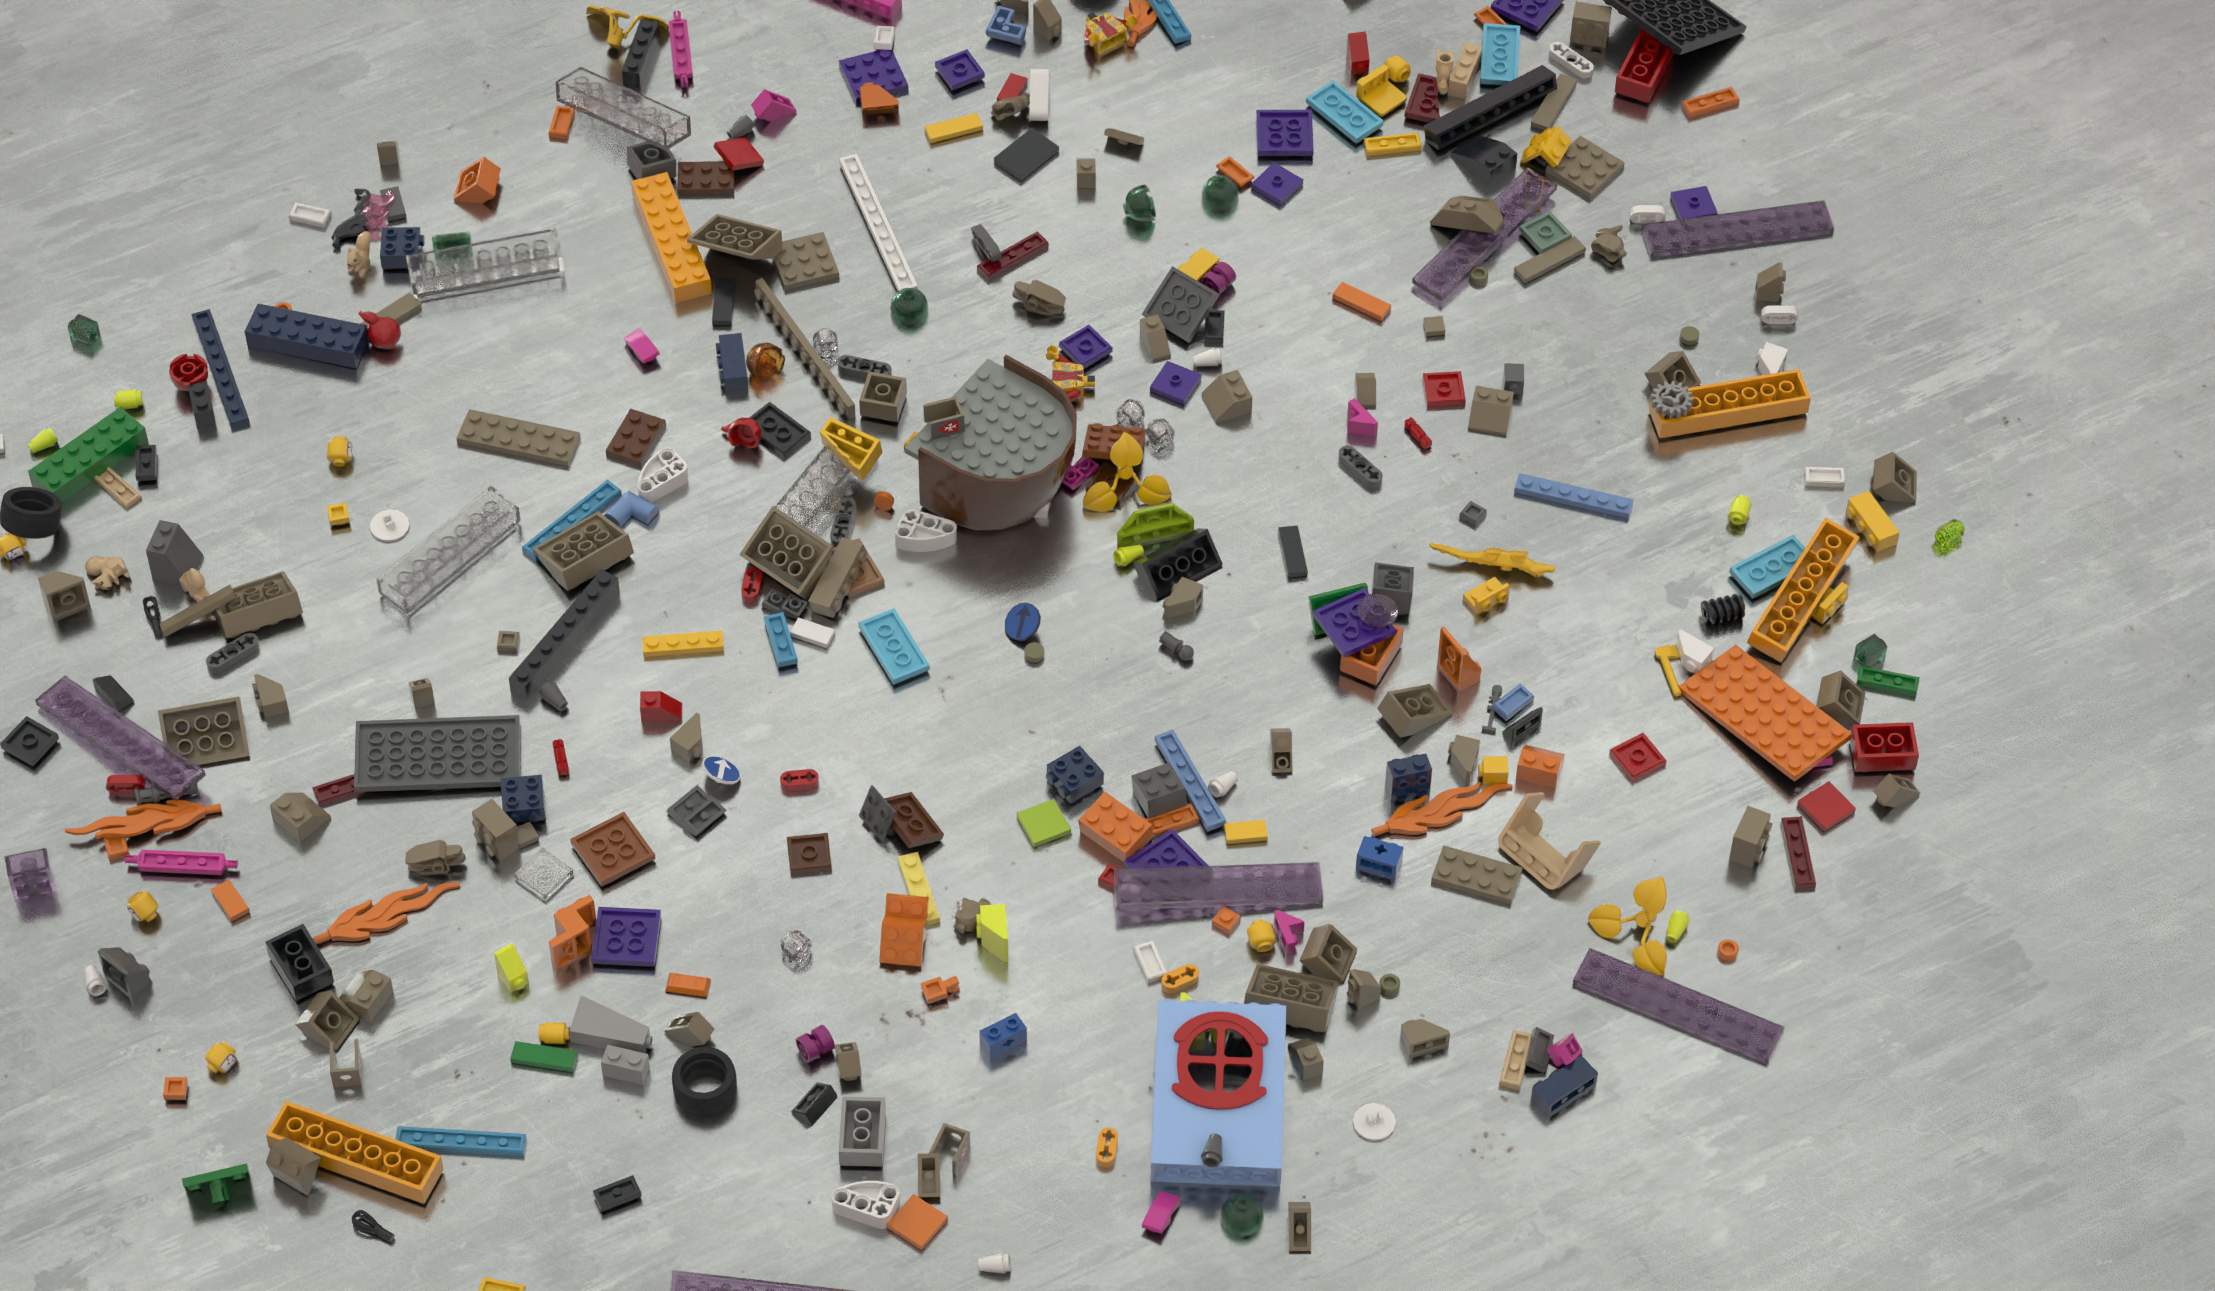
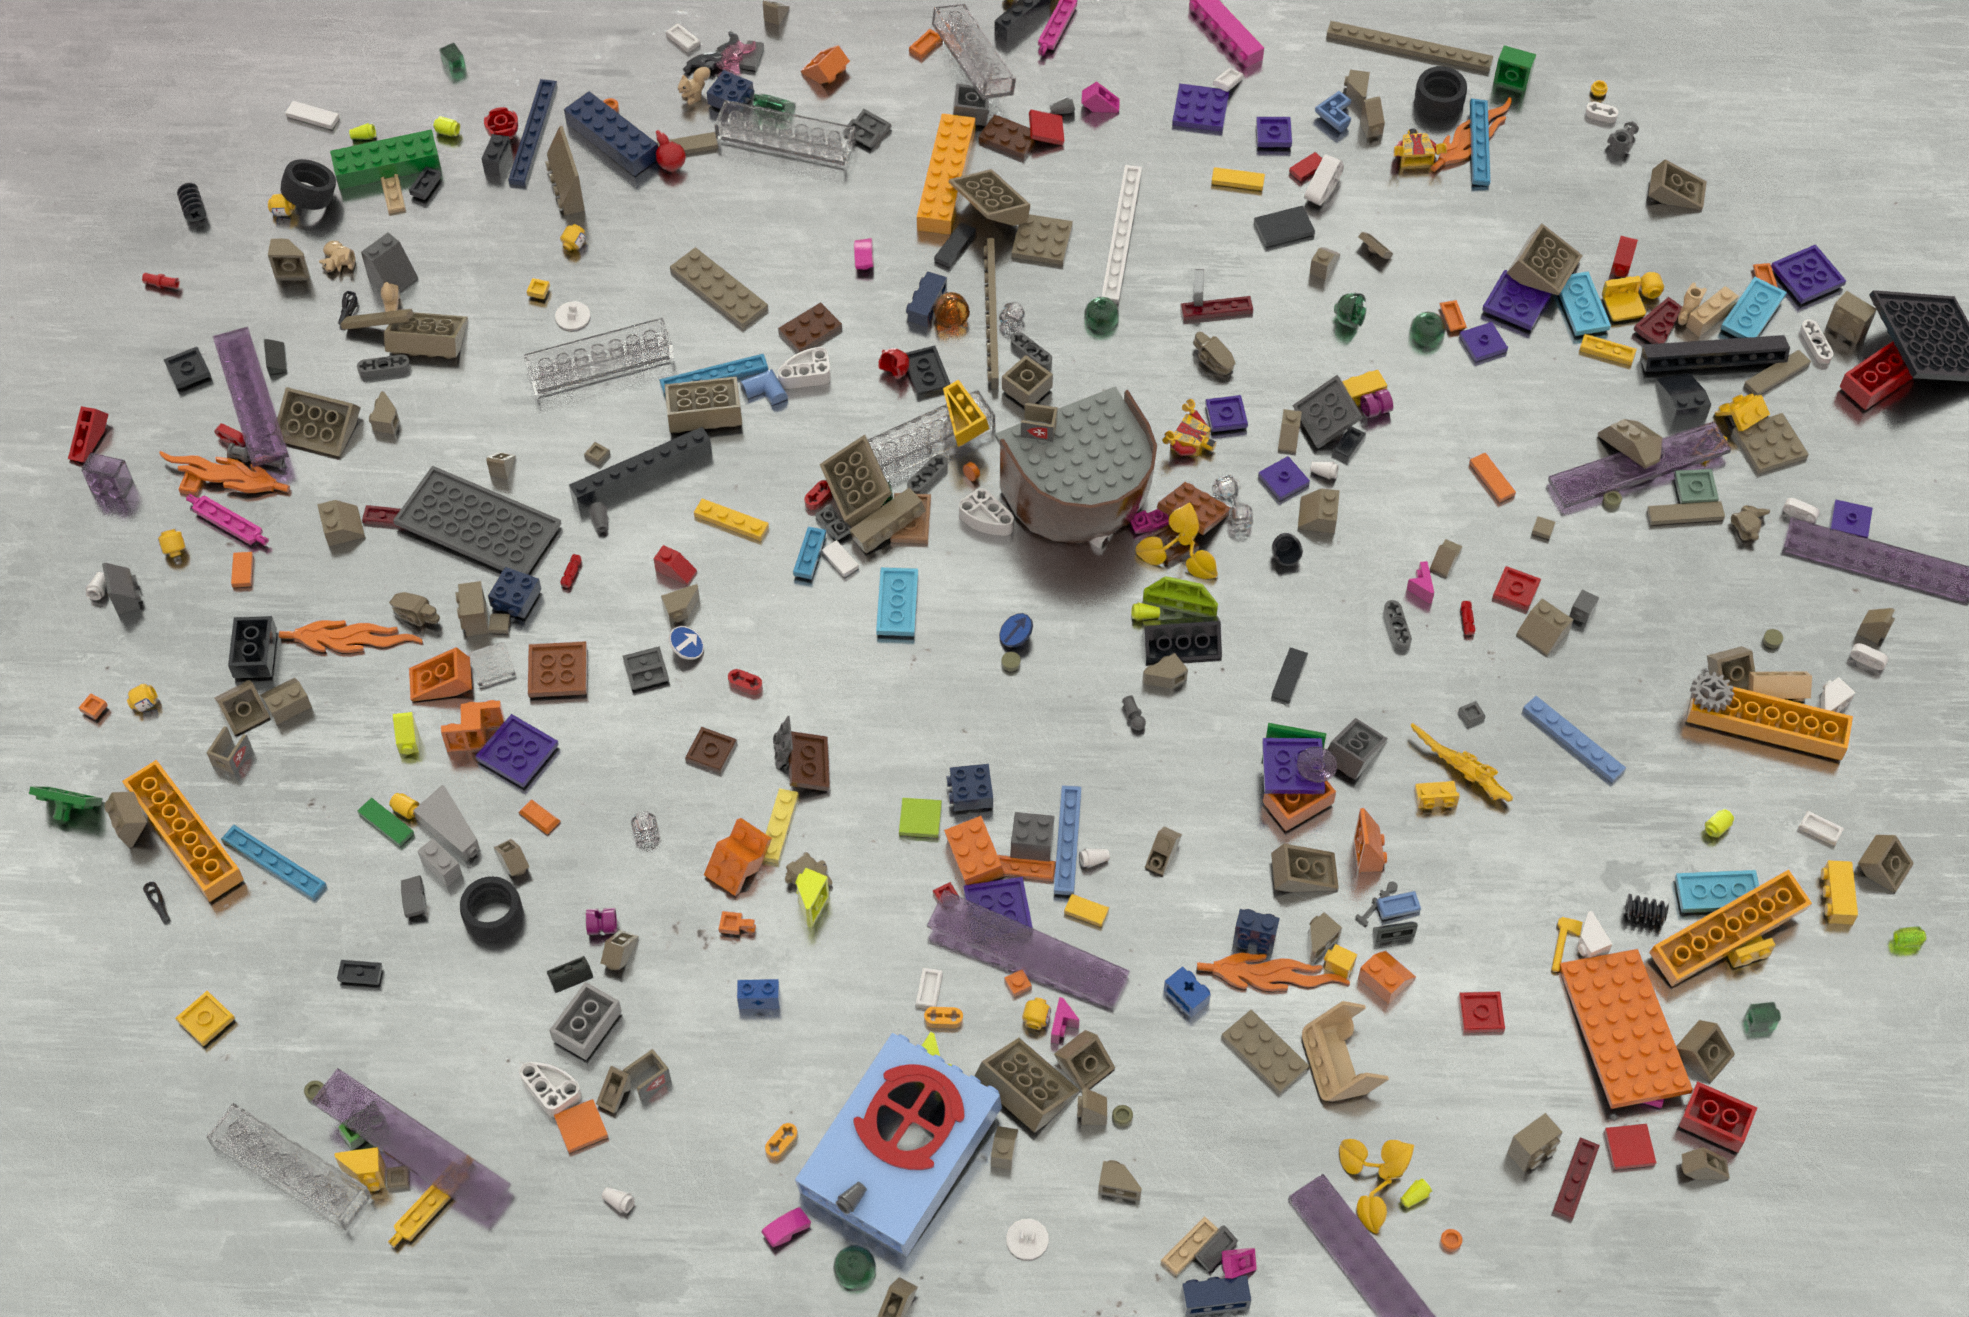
camera: 30 degrees right, 5 degrees up
(292, 391) = (564, 174): none -> dark tan slope
(504, 906) = (441, 676): none -> orange slope
(566, 224) = (869, 128): none -> dark grey slope
(620, 1106) = (412, 896): none -> dark grey slope
(876, 98) = (1186, 126): orange slope -> none
(1010, 106) = (1293, 179): dark tan animal -> none
(1222, 442) = (1287, 549): none -> black hair
(1289, 87) = (1545, 261): none -> dark tan slope
(1710, 102) = (1924, 433): orange tile -> none
(1725, 368) = (1783, 685): none -> tan brick
(1887, 681) = (1763, 1053): green tile -> none

